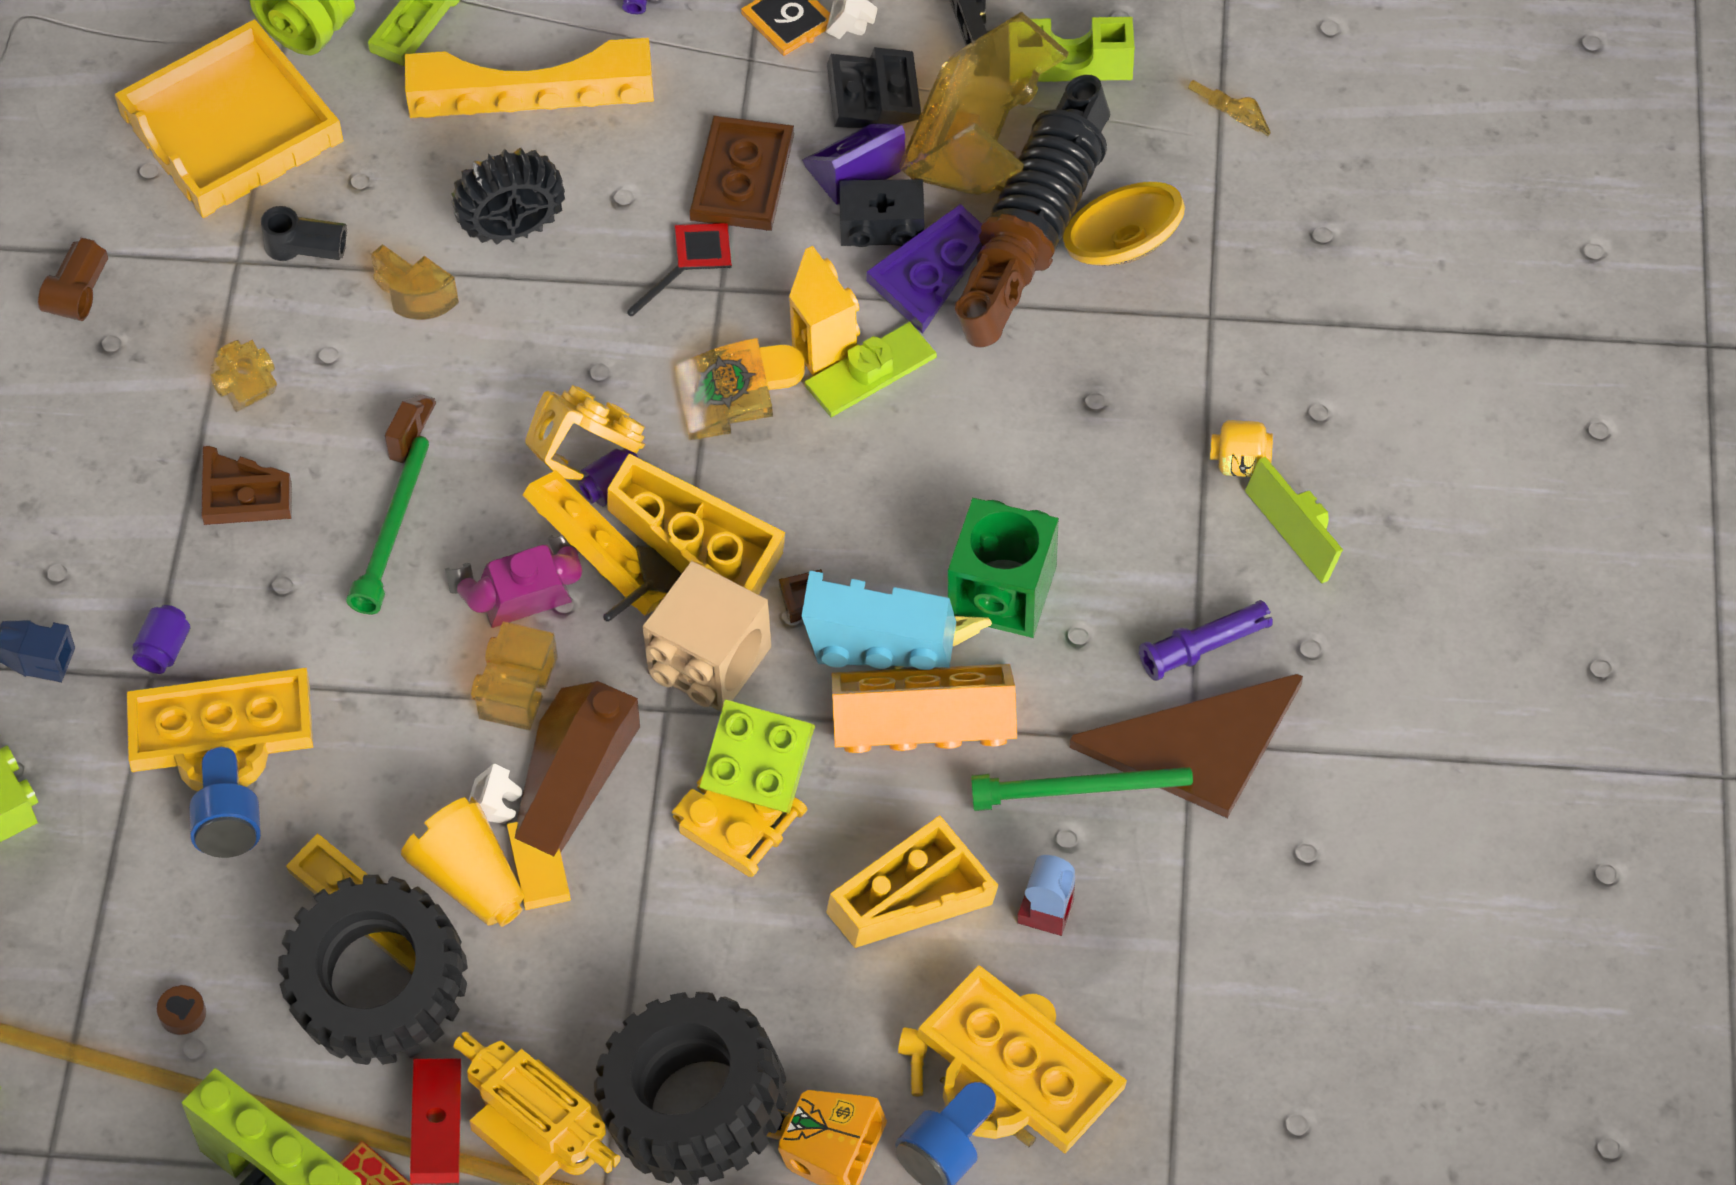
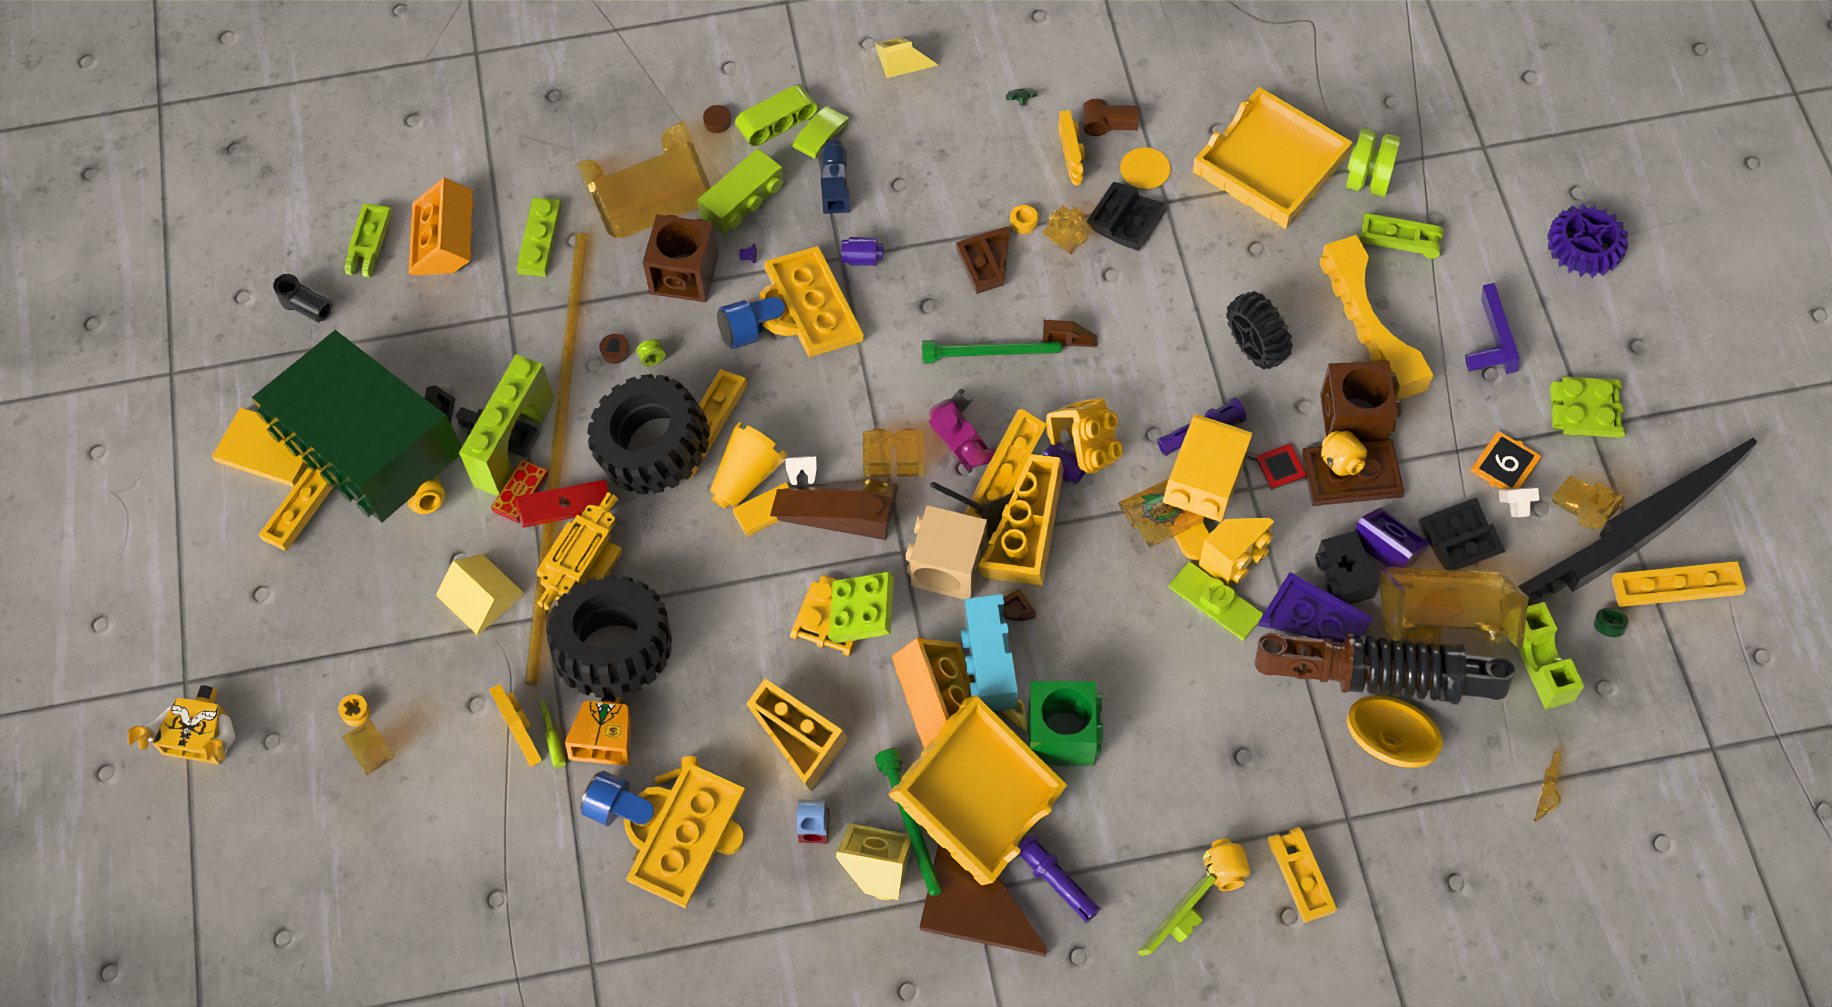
camera: 75 degrees right, 5 degrees up
(86, 901) = (683, 277): none -> reddish brown brick
(91, 793) = (748, 254): none -> dark purple piece
(103, 339) = (1072, 149): none -> yellow hinge
(171, 269) = (1145, 168): none -> yellow sticker
(191, 431) = (1024, 219): none -> yellow tile
(214, 956) = (650, 352): none -> lime bush
(244, 306) = (1126, 216): none -> black slope
(289, 235) = (1191, 229): black piece -> none
(415, 290) = (1174, 302): clear yellow brick -> none
(613, 295) = (1227, 414): none -> dark purple pin
(658, 125) = (1362, 381): none -> reddish brown brick
(694, 307) = (1207, 467): none -> yellow slope
(725, 161) = (1343, 453): none -> yellow head
(1073, 676) = (978, 790): none -> yellow piece
(1124, 829) = (875, 859): none -> light yellow slope
(1273, 378) = (1302, 875): none -> yellow plate

